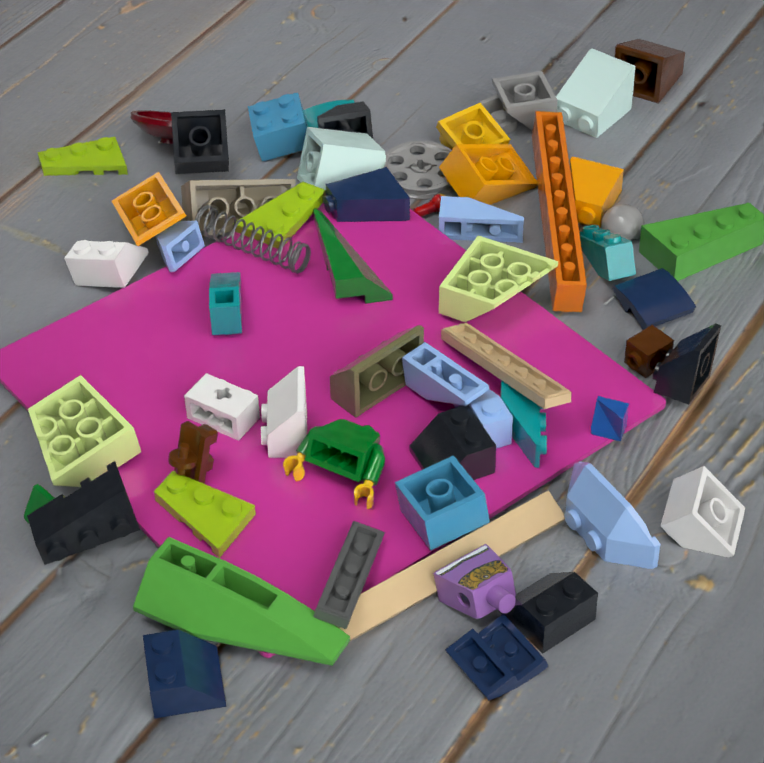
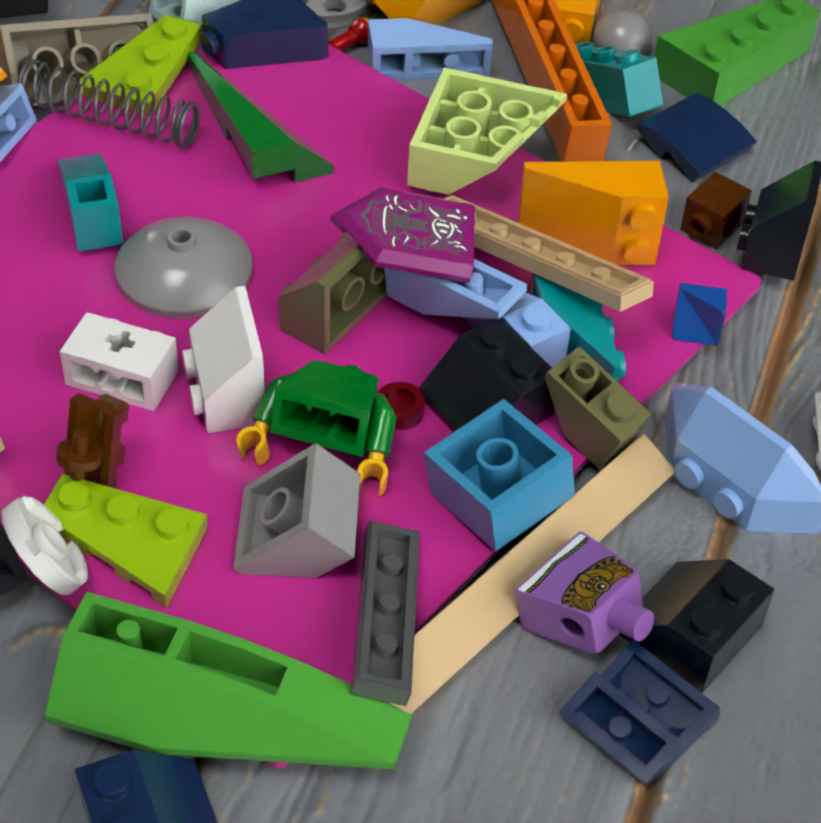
camera: 15 degrees left, 5 degrees up
(148, 507) = (38, 542): none -> white tile
(275, 349) = (182, 266): none -> light grey dish
(311, 513) = (299, 517): none -> light grey slope
(396, 454) = (406, 402): none -> dark red tile
(419, 343) = (412, 233): none -> magenta tile
(515, 468) = (594, 408): none -> olive slope
(555, 341) = (598, 206): none -> light orange slope

